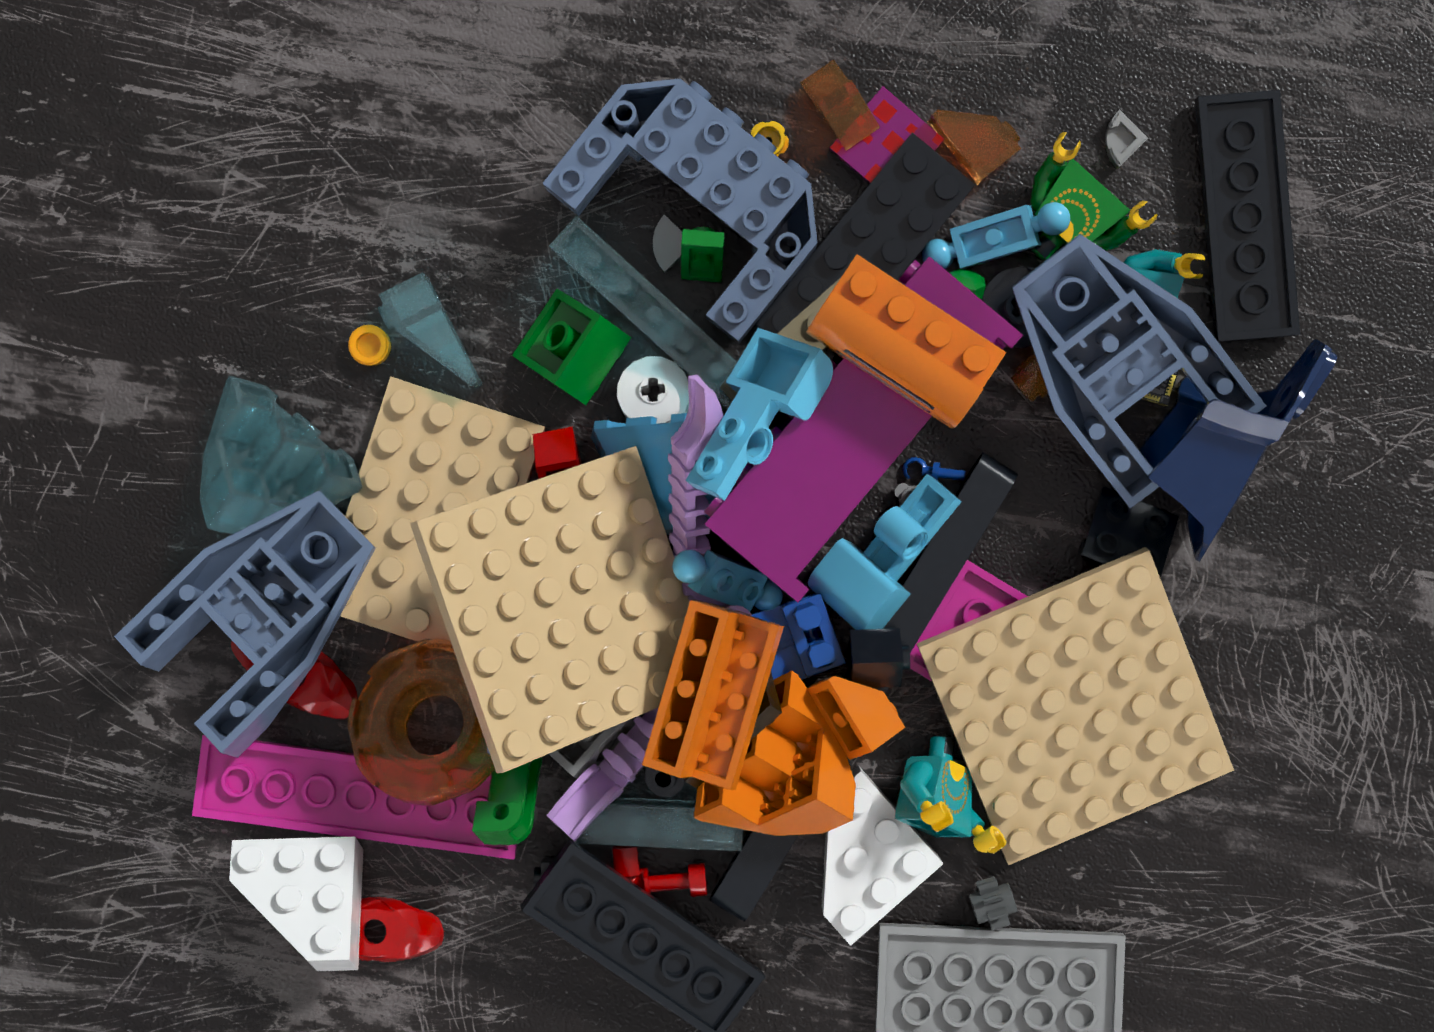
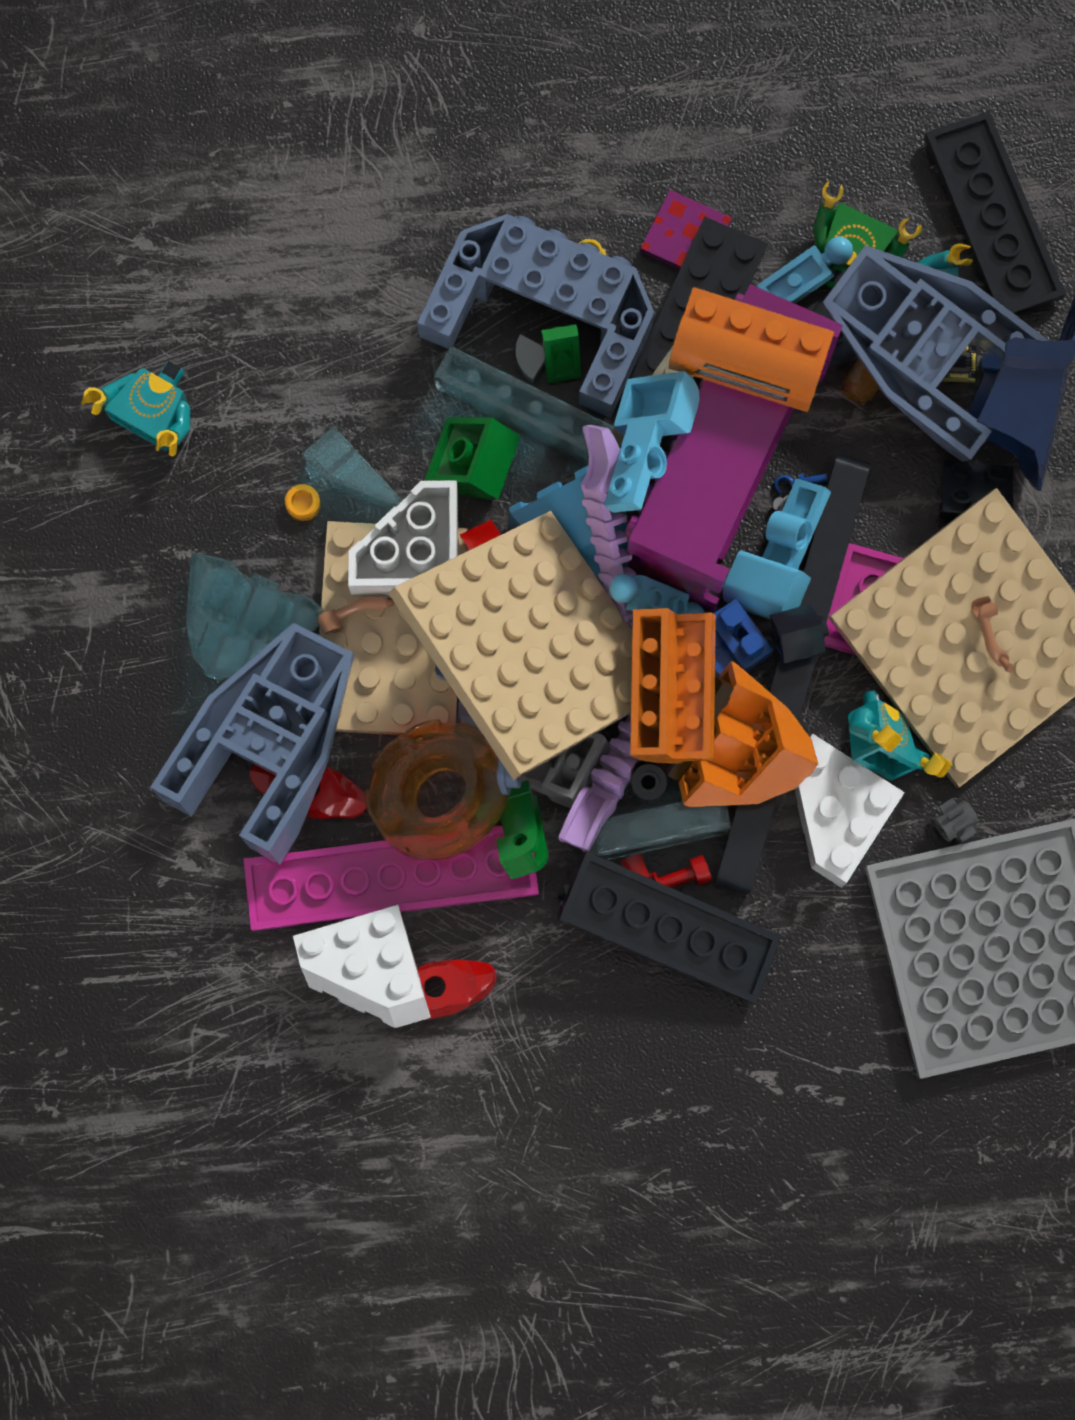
camera: 15 degrees left, 10 degrees down
(219, 190) = (146, 405): none -> teal torso
(362, 497) = (330, 620): none -> nougat piece
(472, 440) = (407, 540): none -> white brick
(648, 372) = (544, 462): white piece -> none
(840, 104) = (640, 211): clear orange slope -> none
(856, 714) = (793, 681): orange slope -> none
(976, 141) = (758, 211): clear orange slope -> none
(1090, 687) = (982, 610): none -> nougat piece
(1122, 139) = (875, 182): light grey tile -> none

